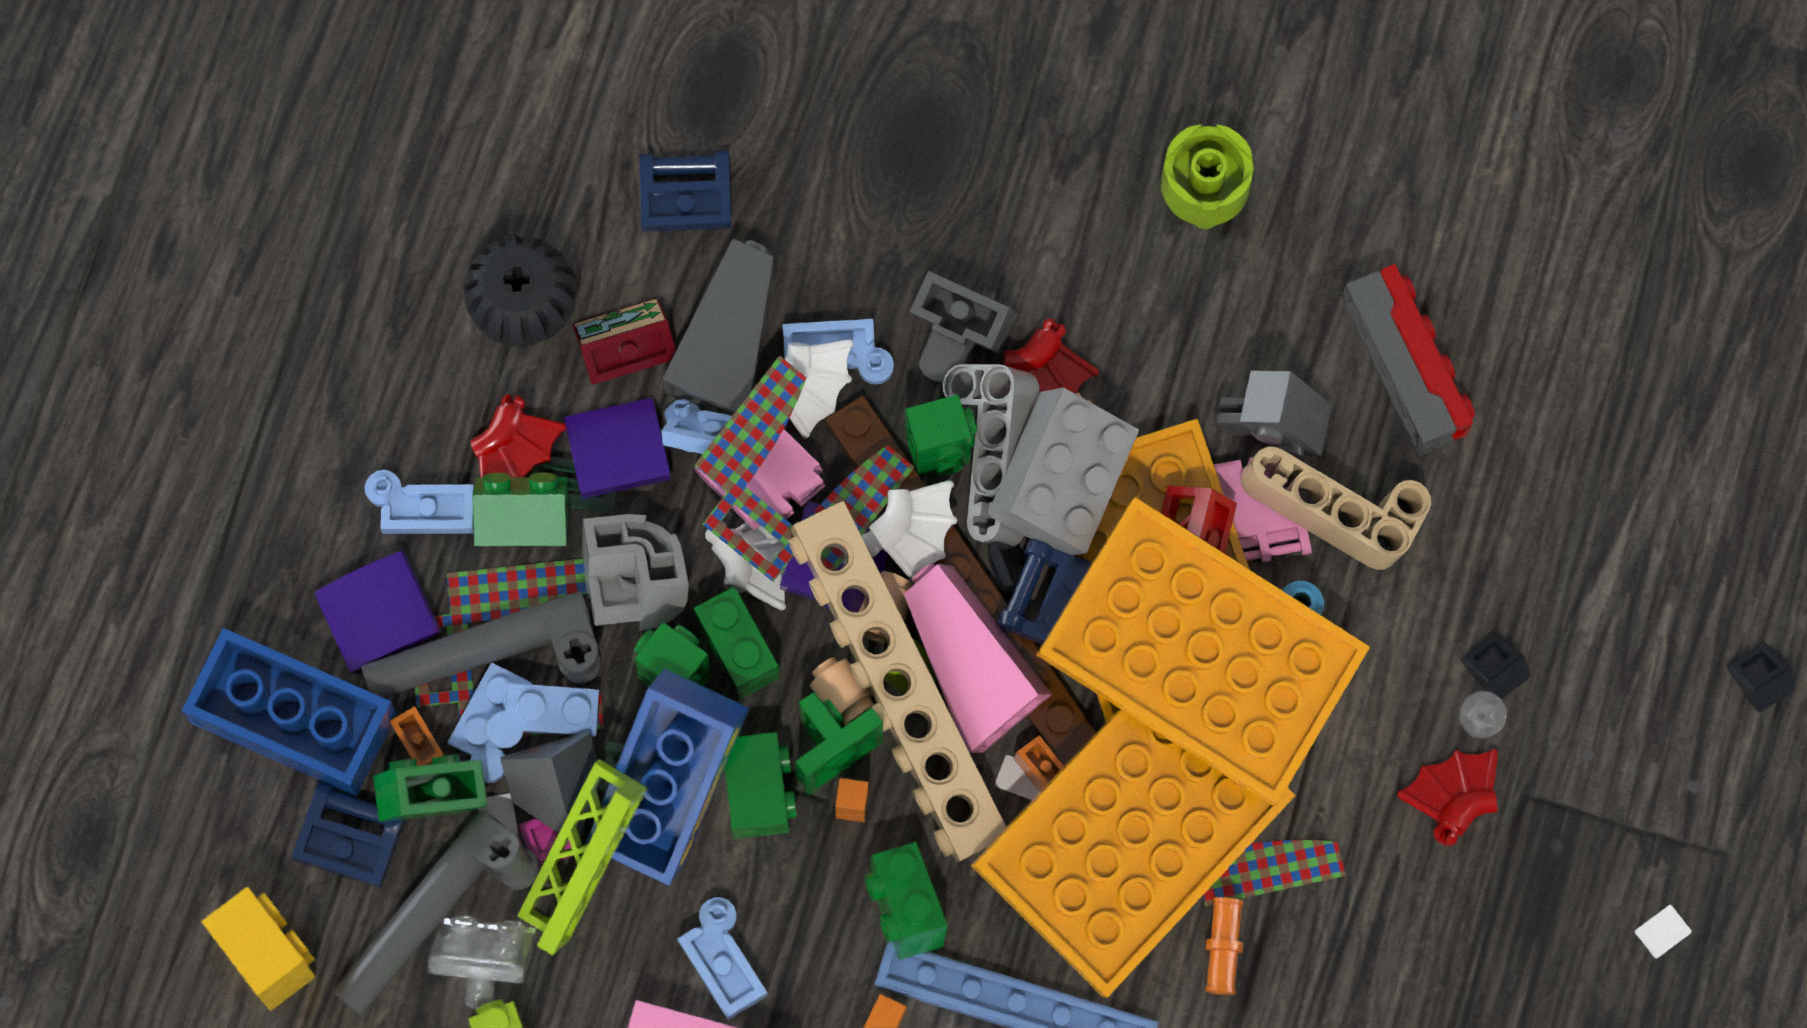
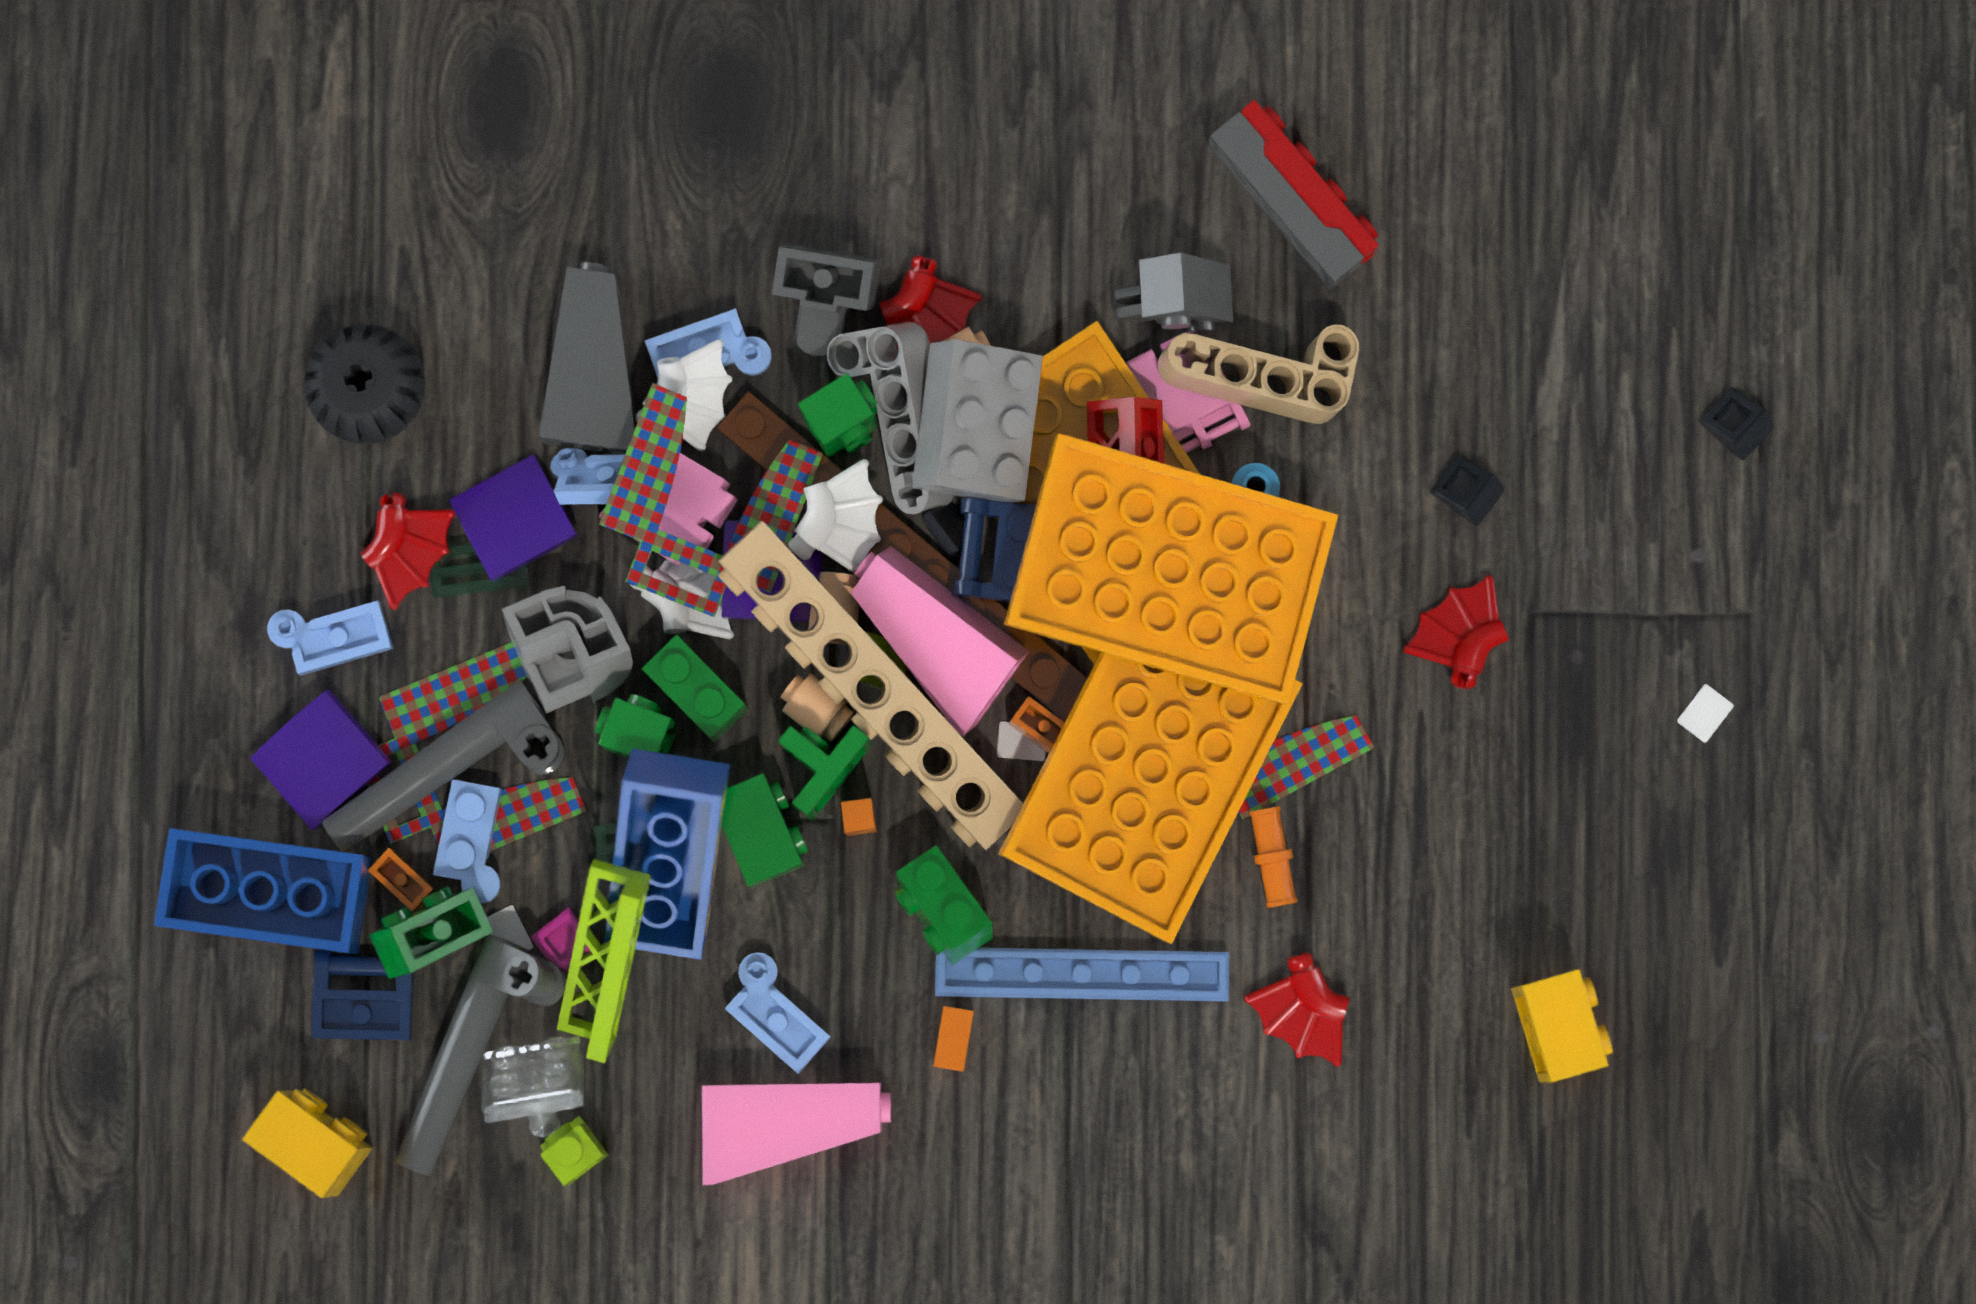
camera: 10 degrees left, 10 degrees up
(521, 510) = (435, 615): brick -> none
(542, 711) = (519, 816): light blue hinge -> none
(550, 777) = (550, 881): dark grey slope -> none
(625, 341) = (487, 402): dark red panel -> none
(685, 204) = (507, 239): dark blue plate -> none
(1207, 151) = (1026, 32): lime brick -> none
(1482, 714) = (1468, 545): clear tile -> none

